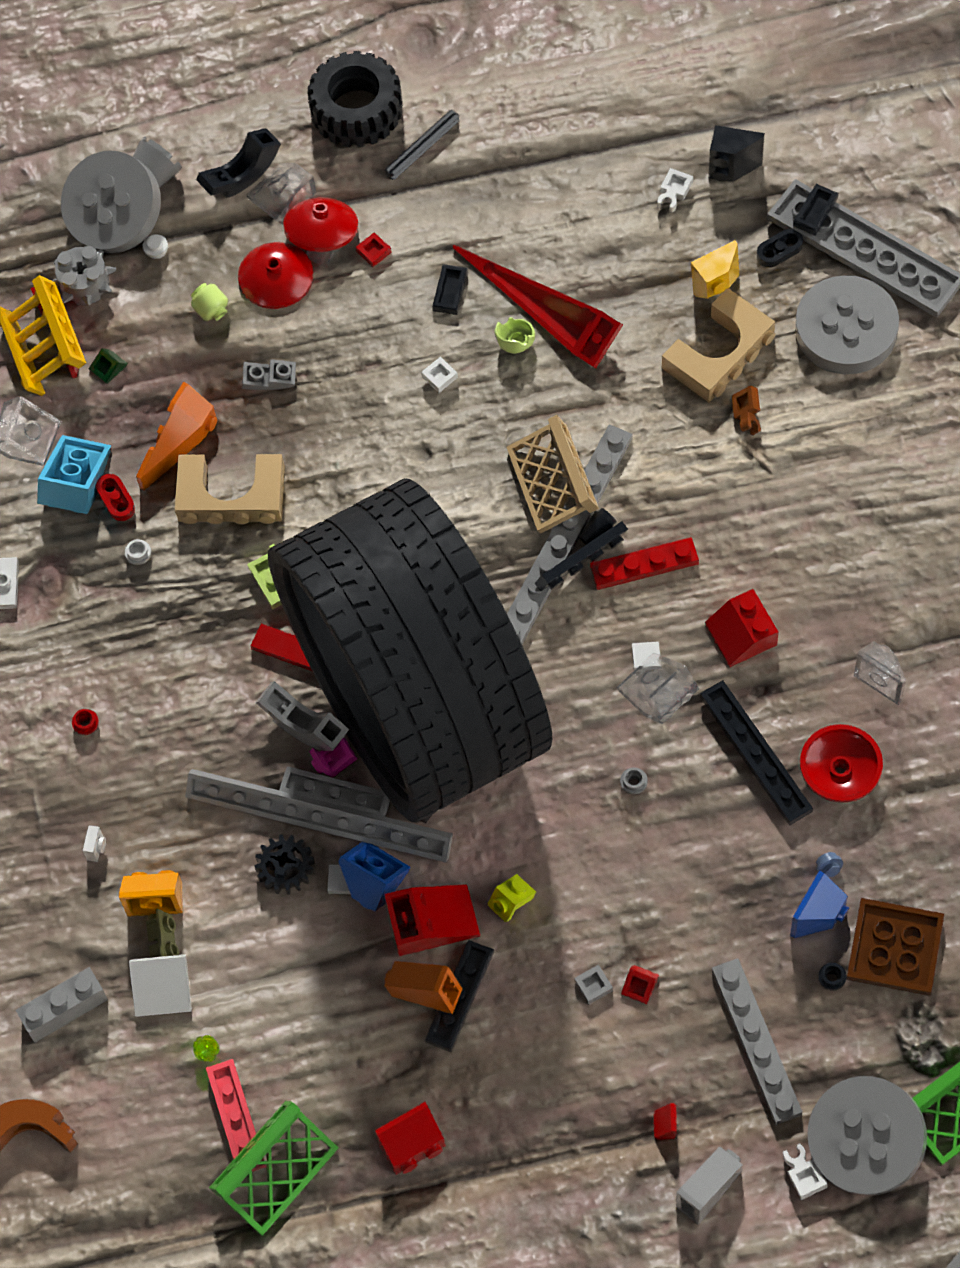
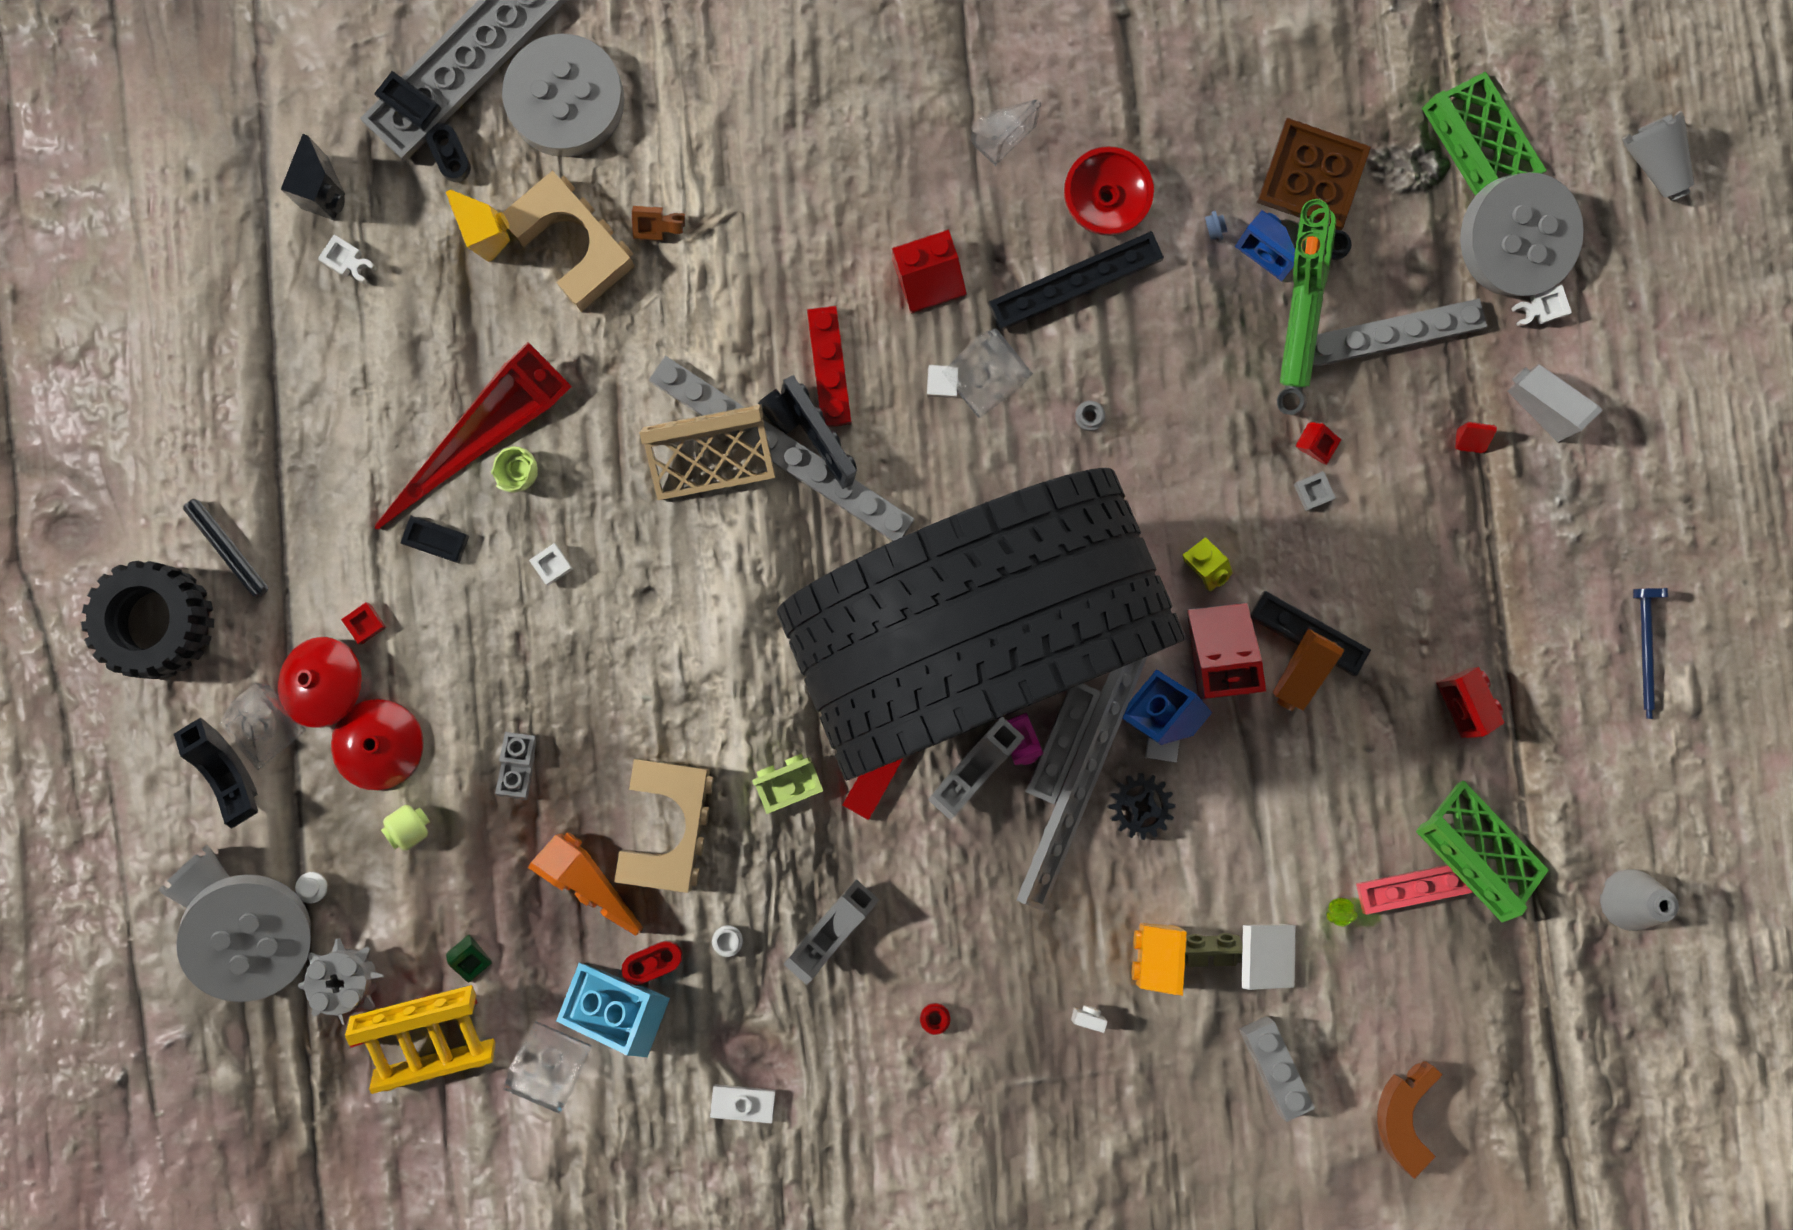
camera: 90 degrees left, 20 degrees up
(155, 630) = (831, 931): none -> light grey arch
(788, 936) = (1309, 279): none -> bright green piece

